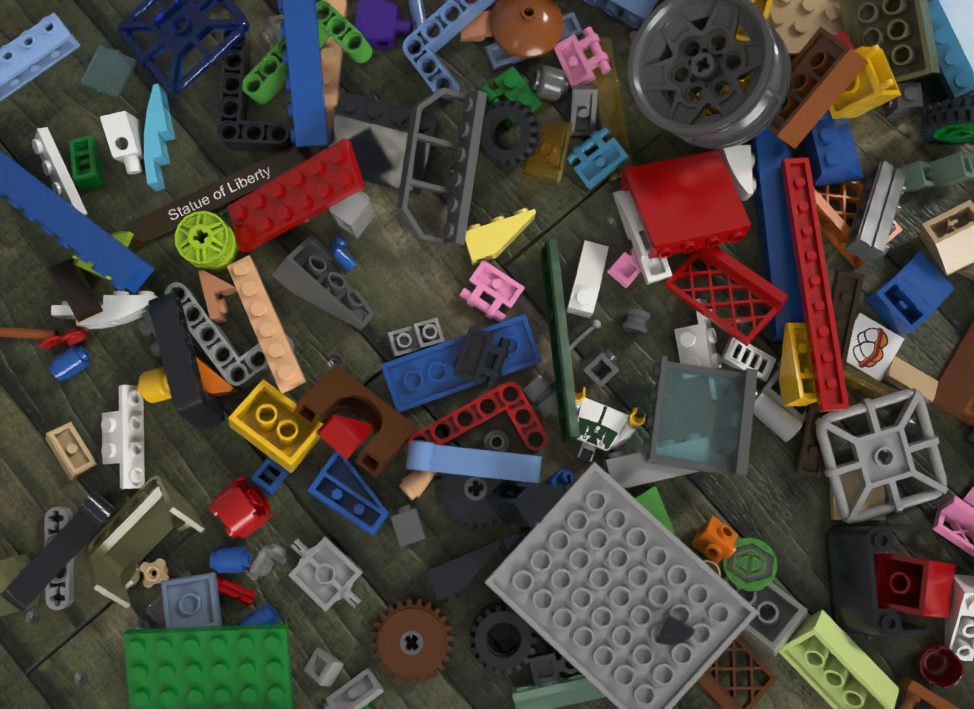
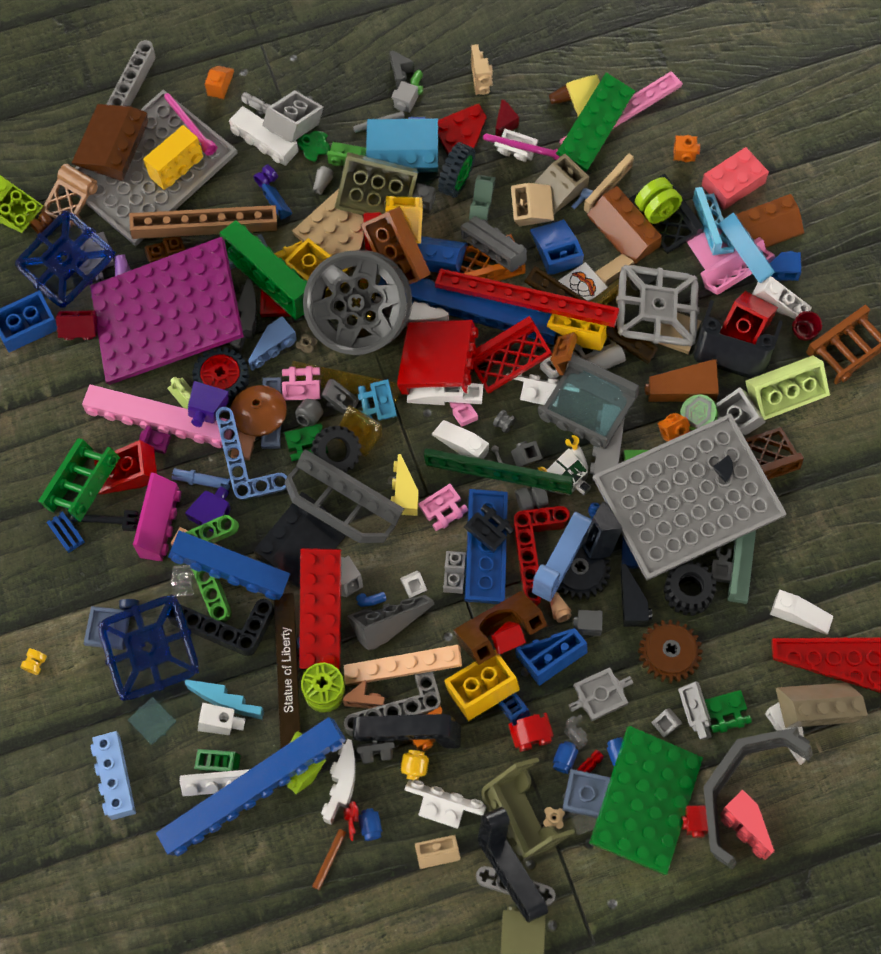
camera: 65 degrees left, 15 degrees down
(75, 290) = (317, 796): dark brown tile -> none
(382, 295) = (413, 584): none -> white slope
(493, 434) = (551, 538): dark grey plate -> none
(757, 358) = (563, 351): none -> dark orange panel
(785, 531) = (684, 383): none -> dark orange slope

